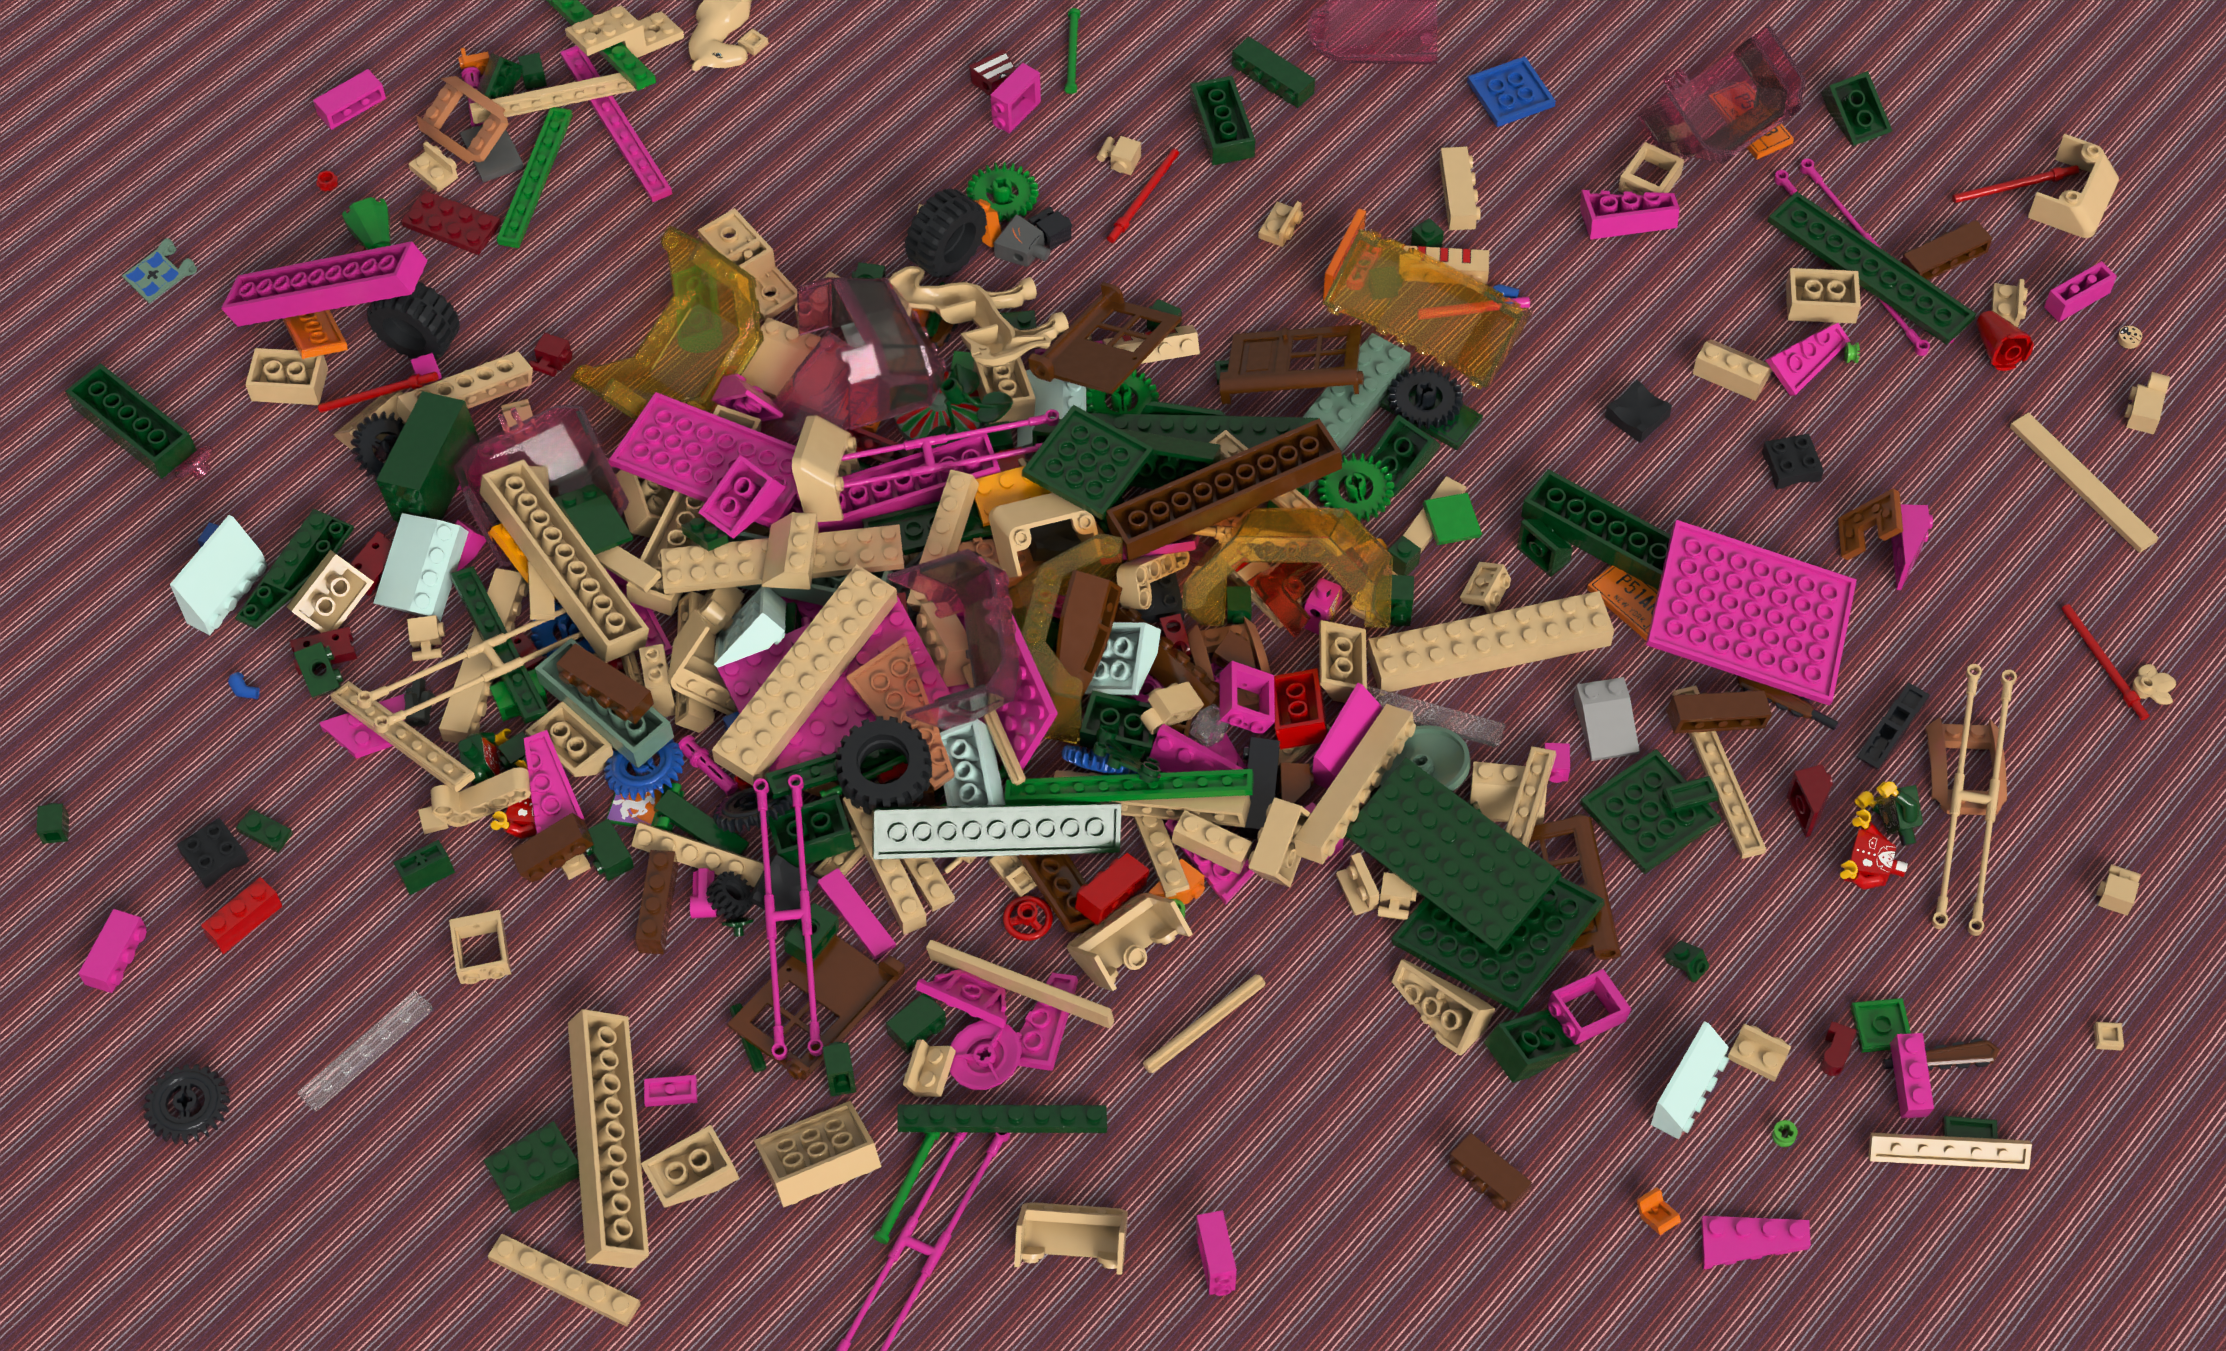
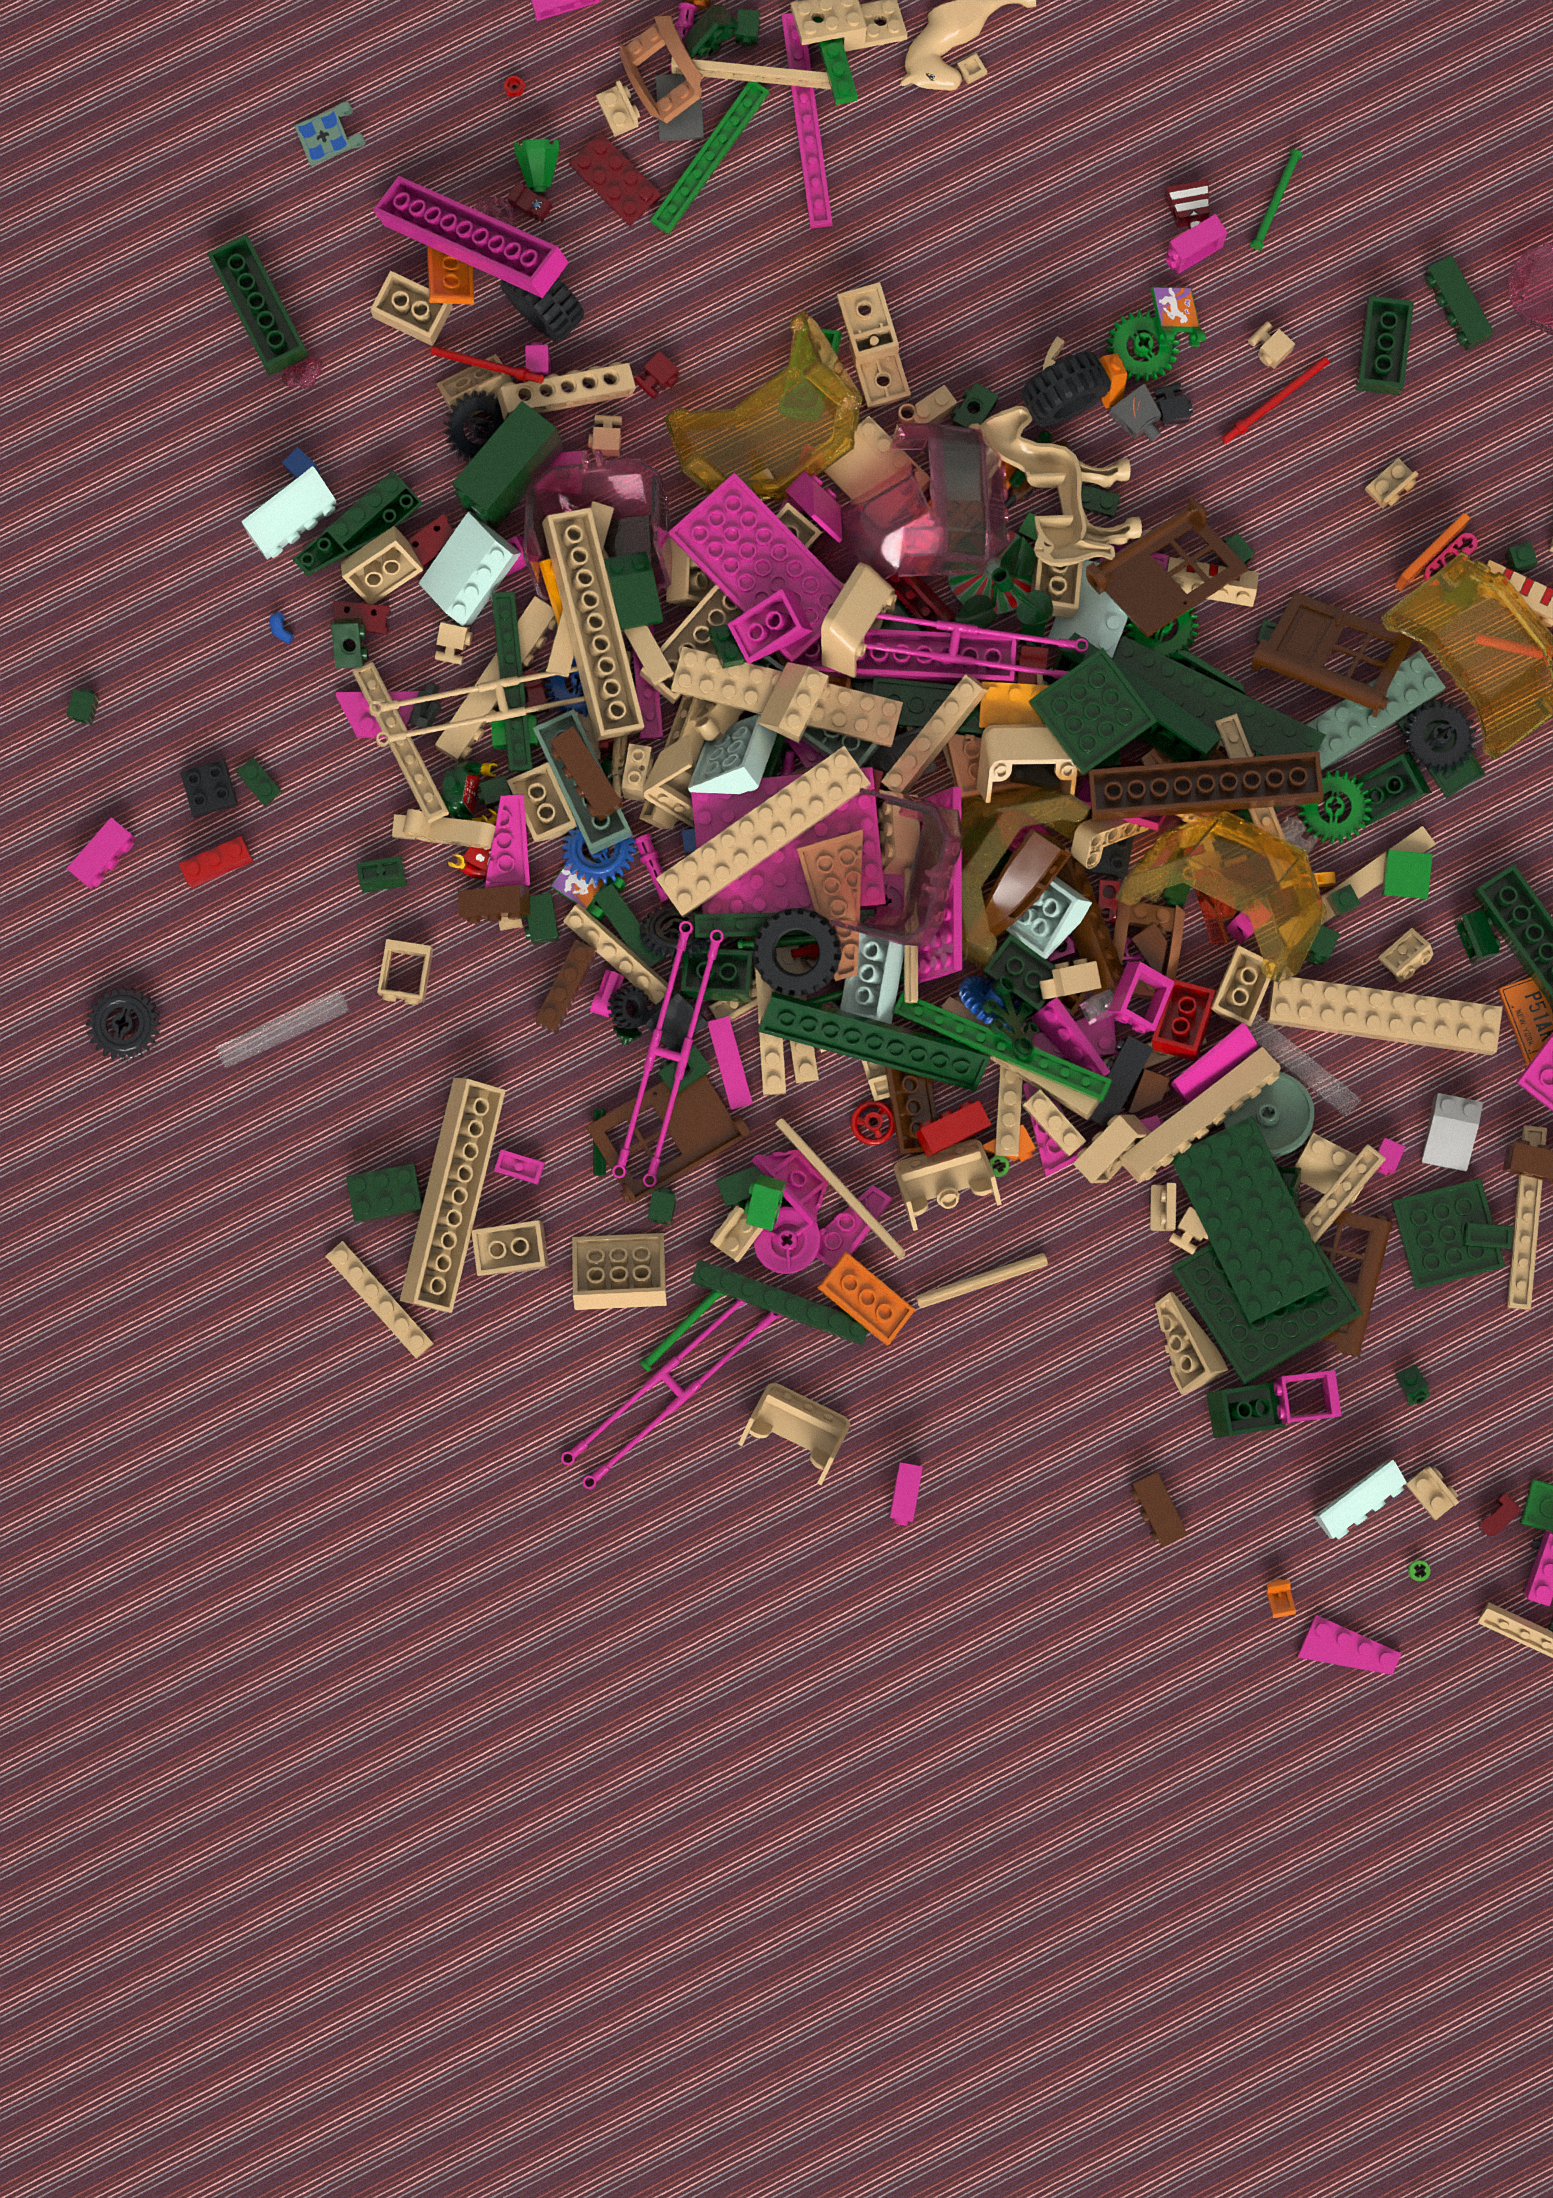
camera: 25 degrees right, 25 degrees up
(946, 1020) = (765, 1202): none -> green brick
(1021, 157) = (1176, 313): none -> flag
(1091, 1080) = (866, 1298): none -> orange tile

